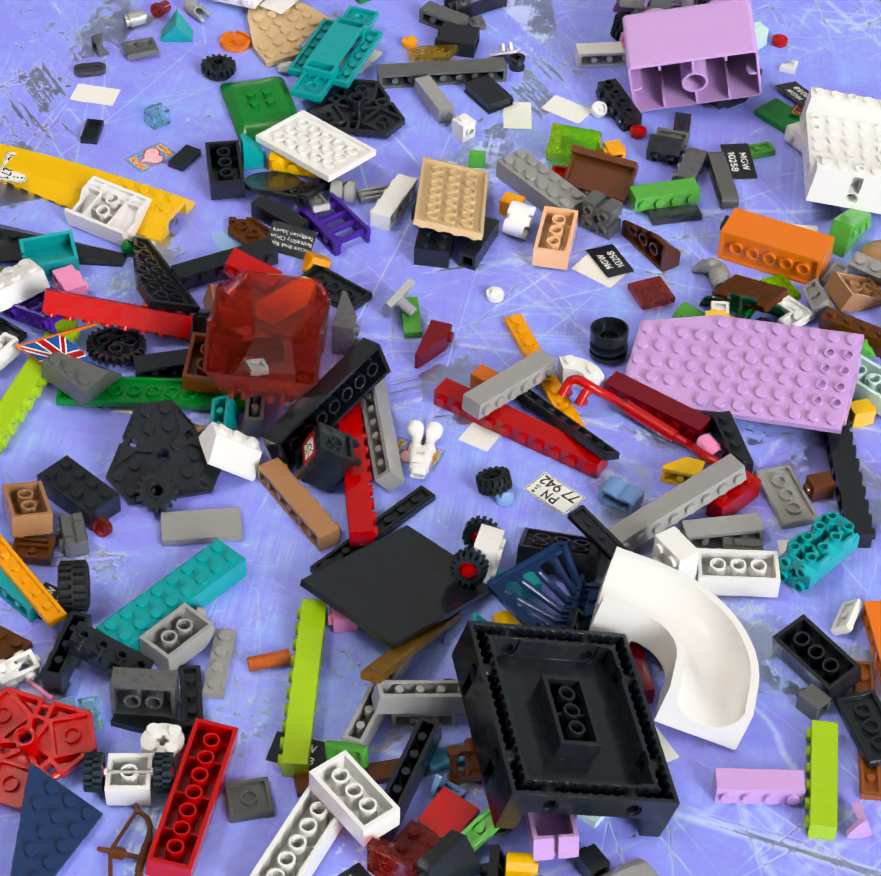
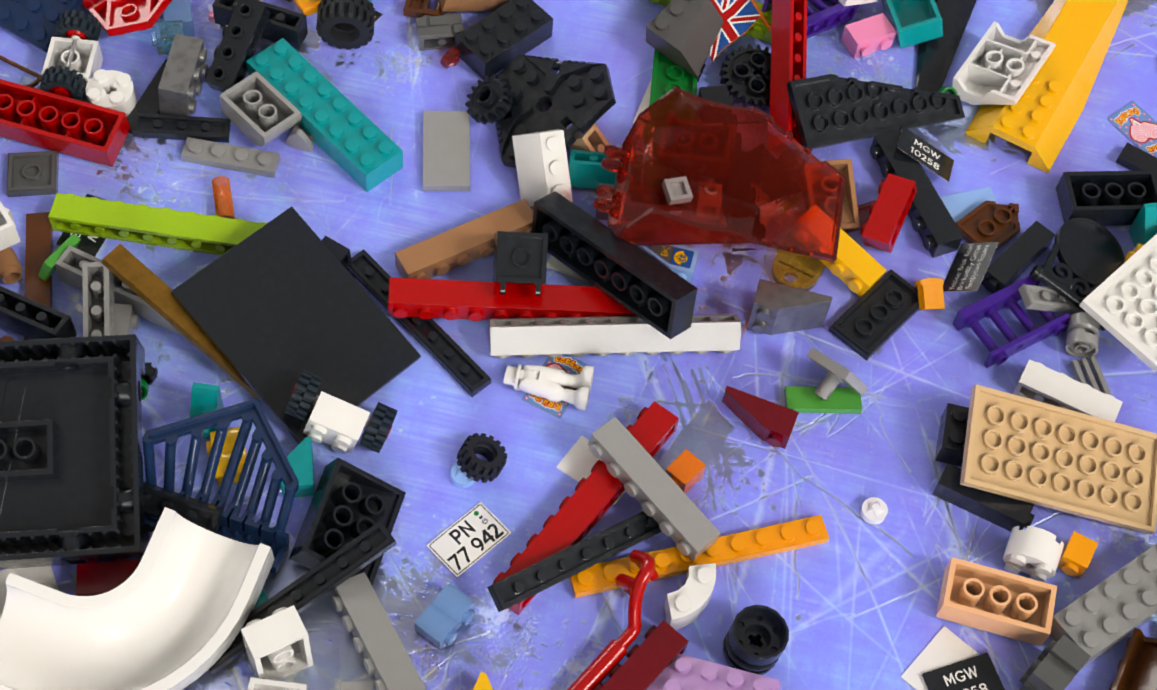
camera: 90 degrees right, 15 degrees up
(190, 255) = (925, 153): none -> black sticker

